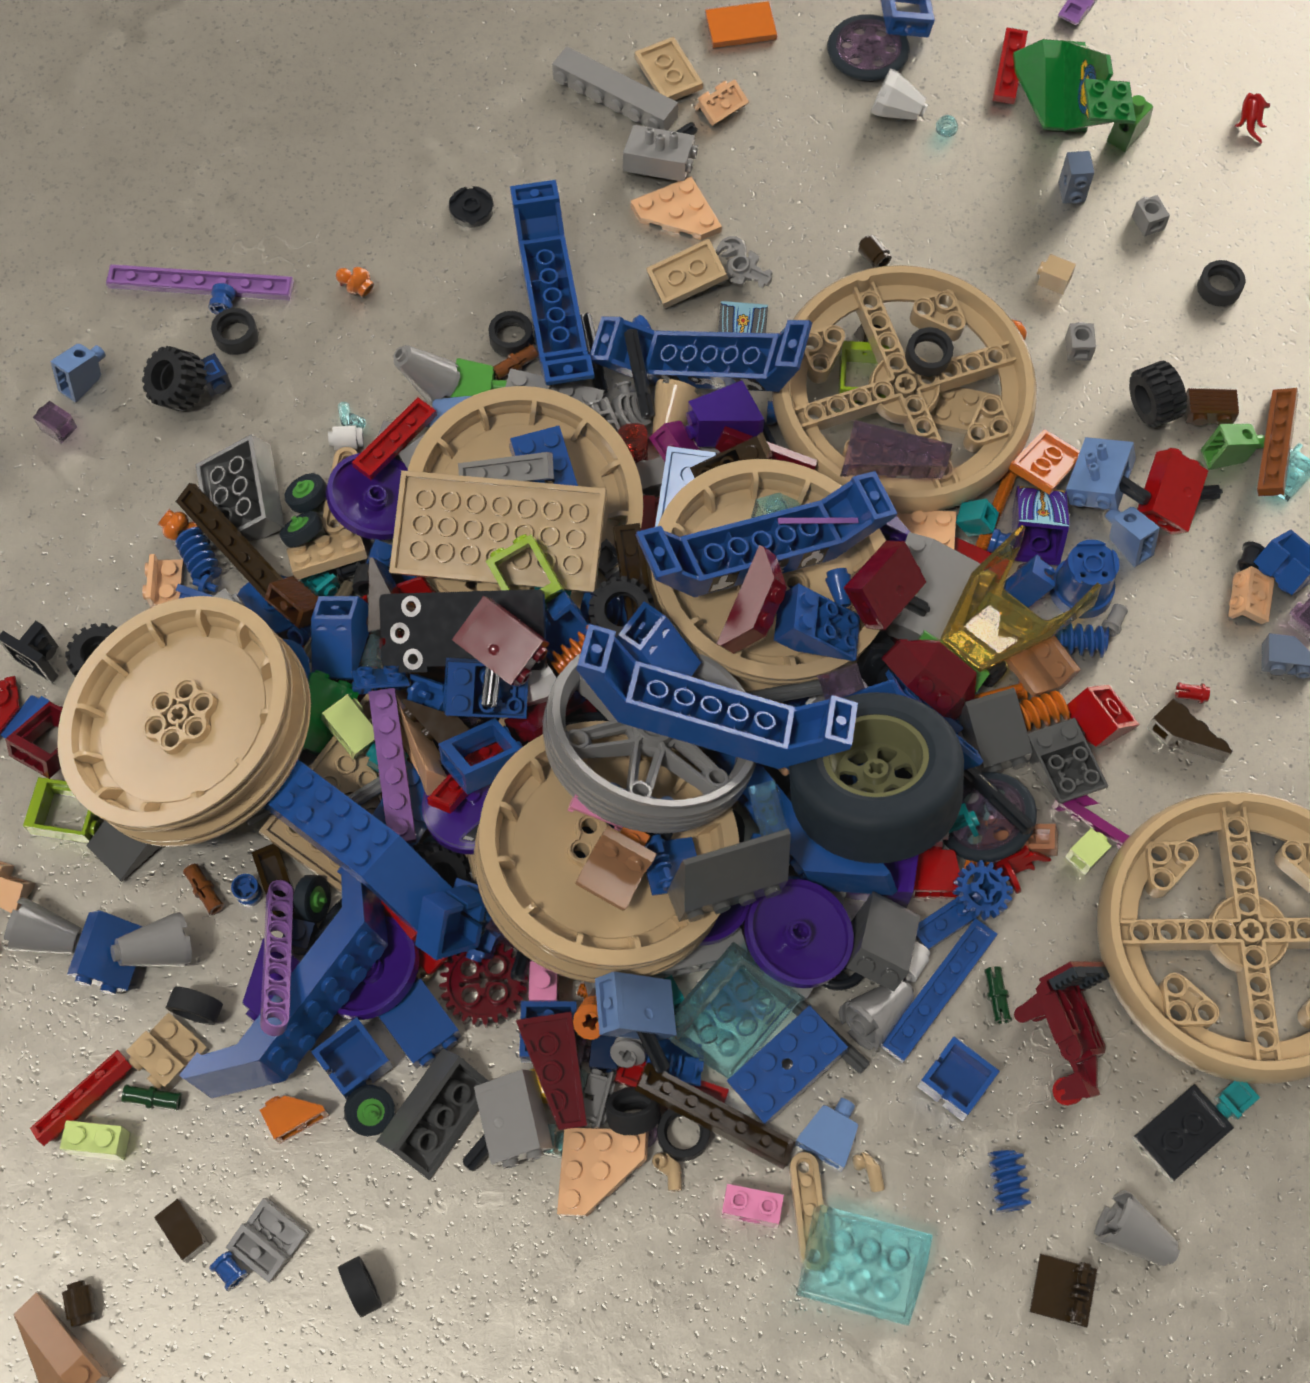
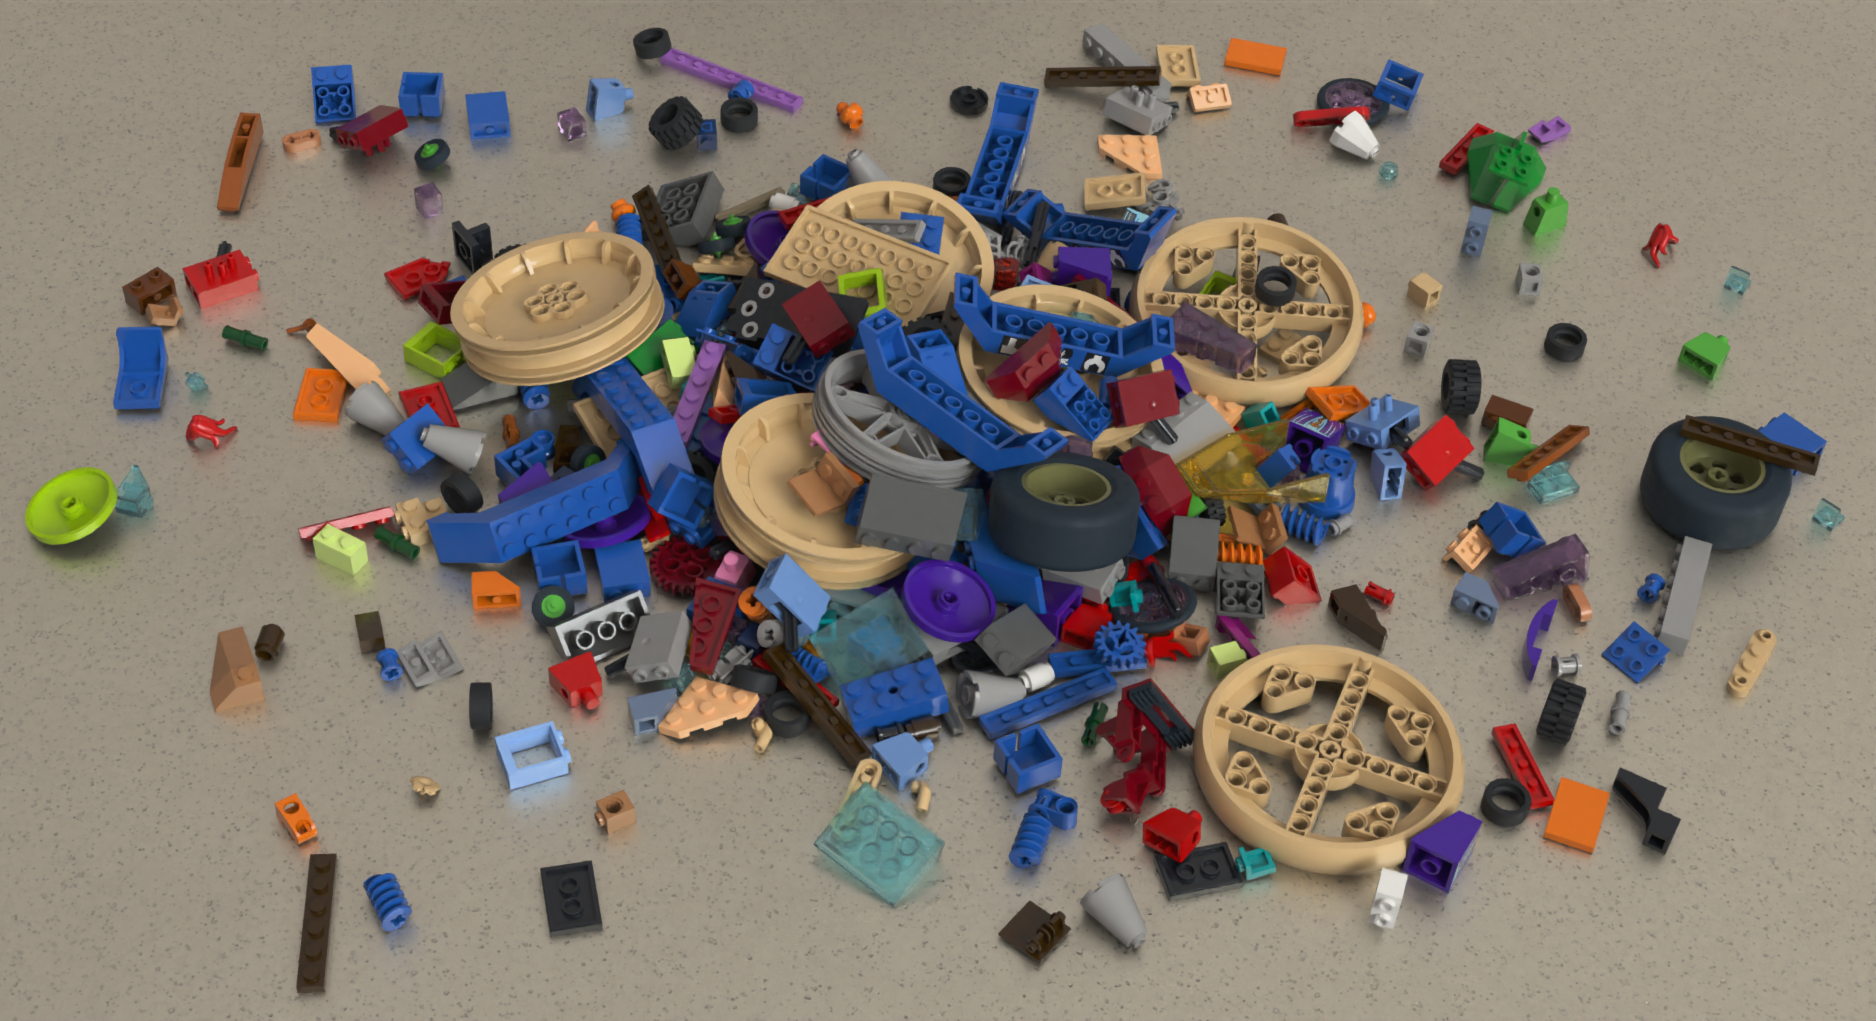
camera: 20 degrees right, 20 degrees down
(80, 261) = (652, 43): none -> black tyre
(92, 887) = (430, 394): none -> red tile
(235, 930) = (518, 459): none -> blue brick
(273, 965) = (539, 471): medium lavender beam -> none
(308, 453) = (749, 206): none -> dark tan axle
(378, 389) = (825, 178): none -> blue piece
(422, 1342) = (527, 739): none -> light blue window
(445, 1196) = (577, 681): none -> red torso
(540, 1199) = (649, 709): none -> sand blue slope
(572, 1339) = (615, 812): none -> medium nougat brick
(602, 121) = (1103, 76): none -> dark brown plate
(752, 1206) = (812, 777): bright pink brick -> none
(801, 1110) = (888, 732): none -> black bush
(816, 520) = (1107, 335): medium lavender piece -> none
(831, 1086) = (924, 727): none -> dark brown brick
(859, 79) = (1327, 116): none -> red beam
(1009, 1126) = (1056, 808): none -> blue piece
(1144, 1102) = (1173, 833): none -> red torso

